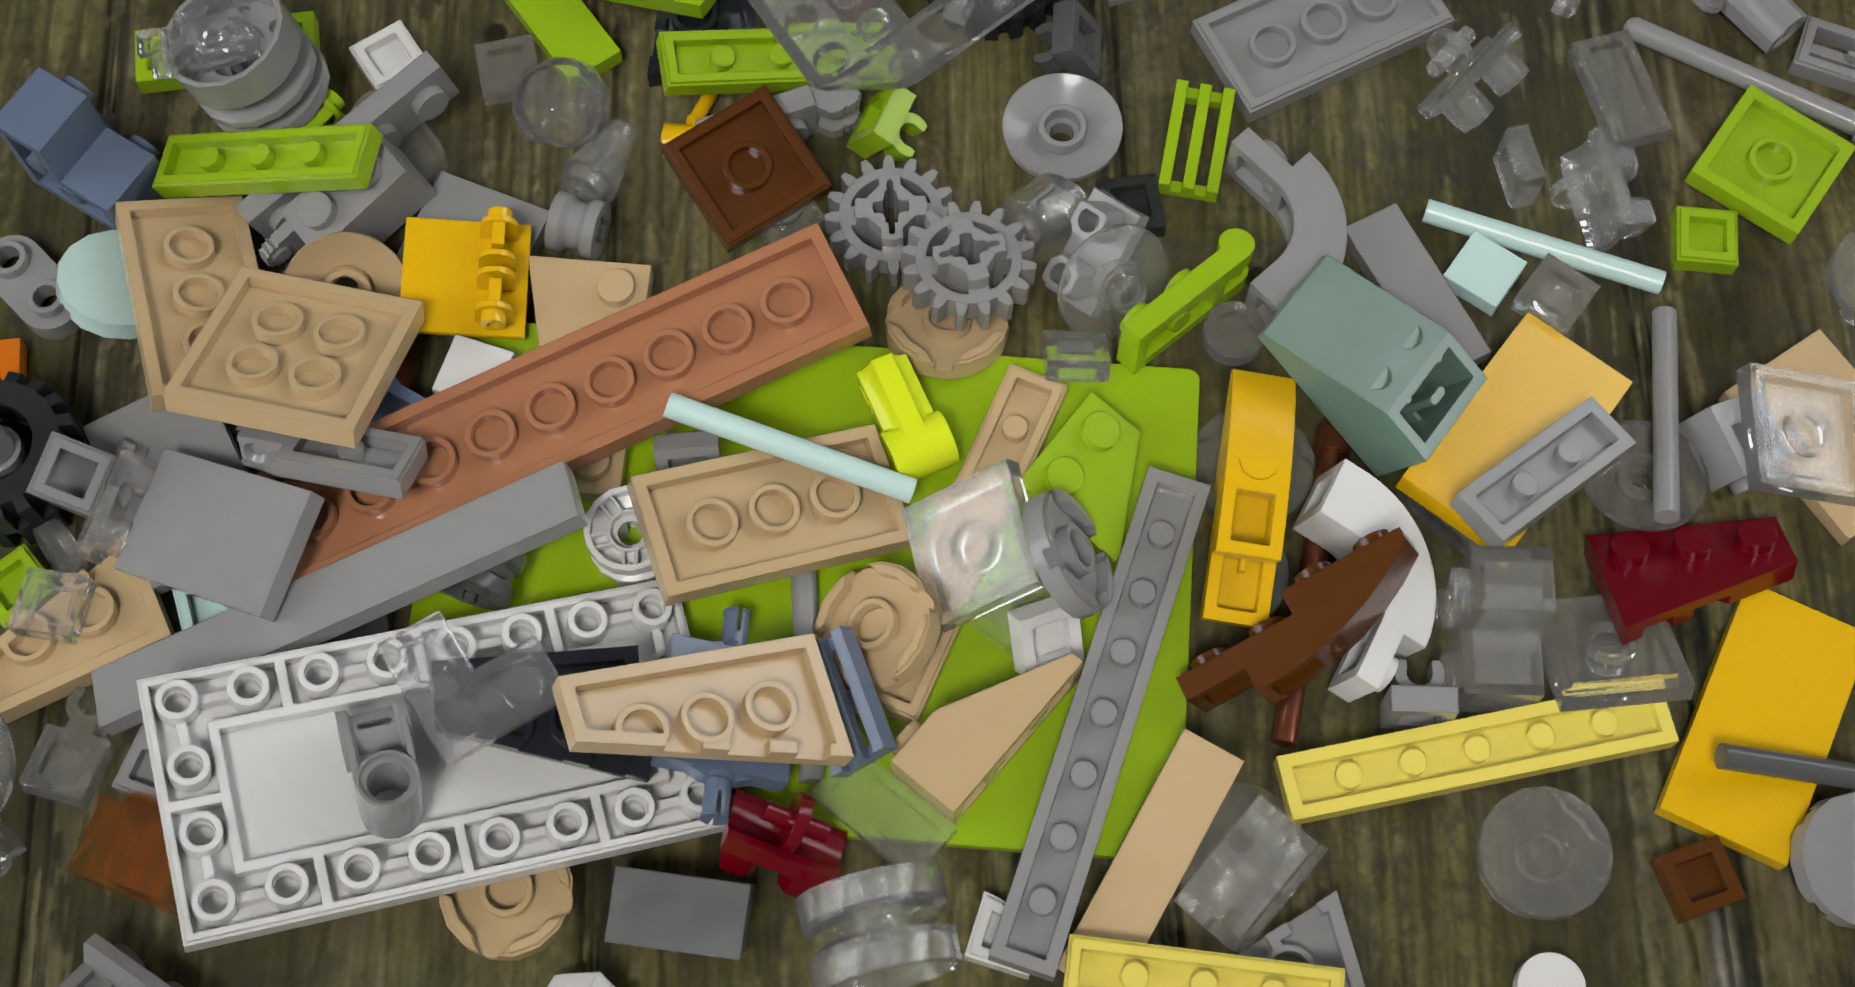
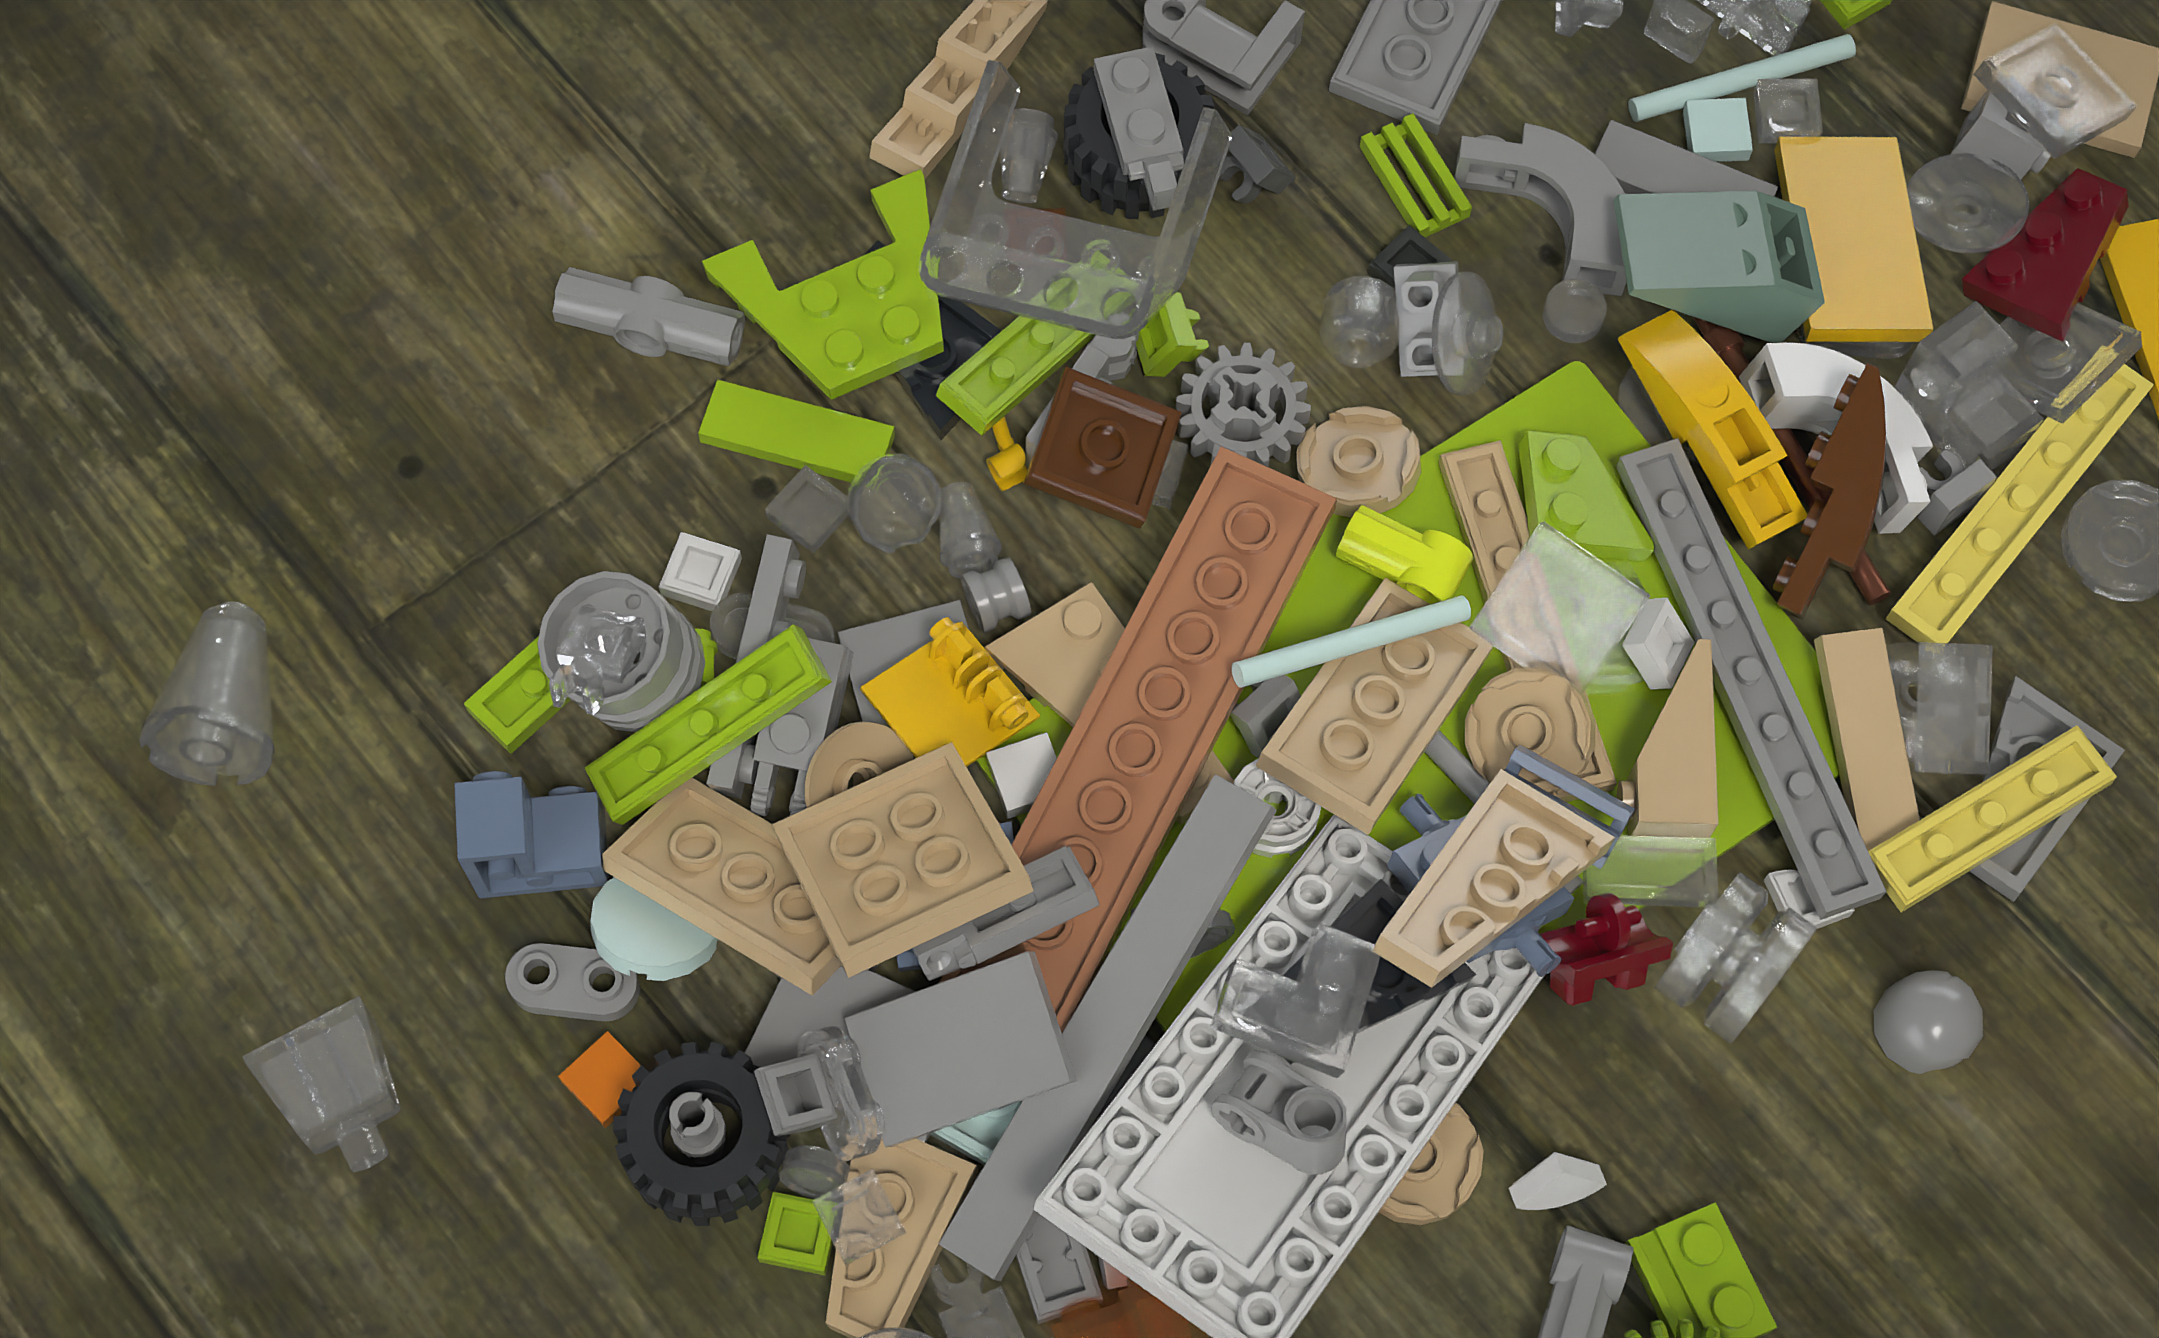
camera: 40 degrees left, 0 degrees up
(680, 912) = (1566, 1063): dark grey hinge -> none
(967, 265) = (1350, 405): light grey gear -> none
(1063, 555) = (1636, 565): light grey tile -> none
(1067, 106) = (1313, 216): light grey dish -> none
(1075, 356) = (1484, 412): clear tile -> none
(1185, 301) = (1527, 305): lime plate -> none
(1542, 473) = (1909, 252): light grey plate -> none
(1665, 416) = (1944, 145): light grey bar -> none

